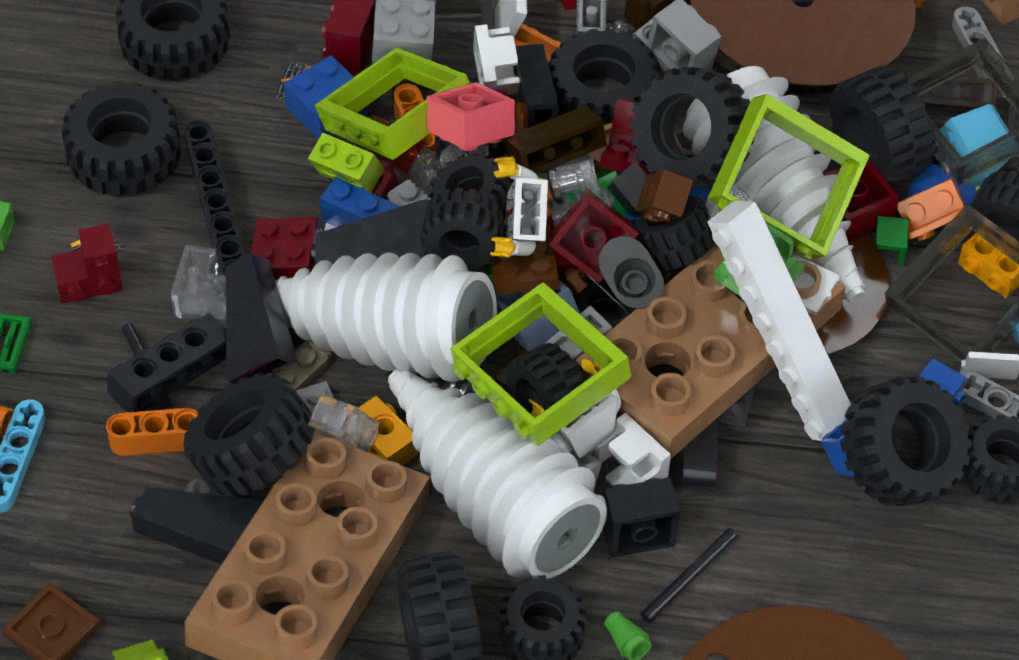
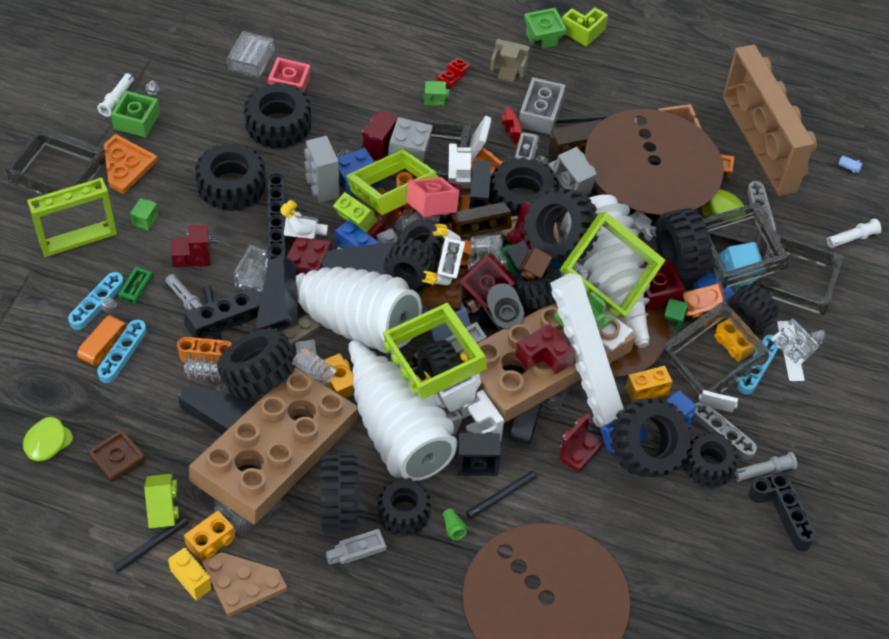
camera: 10 degrees right, 0 degrees up
(106, 354) = (190, 301): none -> light grey pin
(158, 459) = (201, 368): none -> clear piece
(260, 199) = (299, 225): none -> white torso
(272, 101) = (322, 169): none -> light grey brick
(715, 324) = (545, 345): none -> dark red brick
(793, 474) = (579, 445): none -> dark red bracket
(808, 106) = (642, 224): none -> white plate
(877, 358) = (649, 384): none -> light orange brick
(921, 52) = (720, 203): none -> lime piece

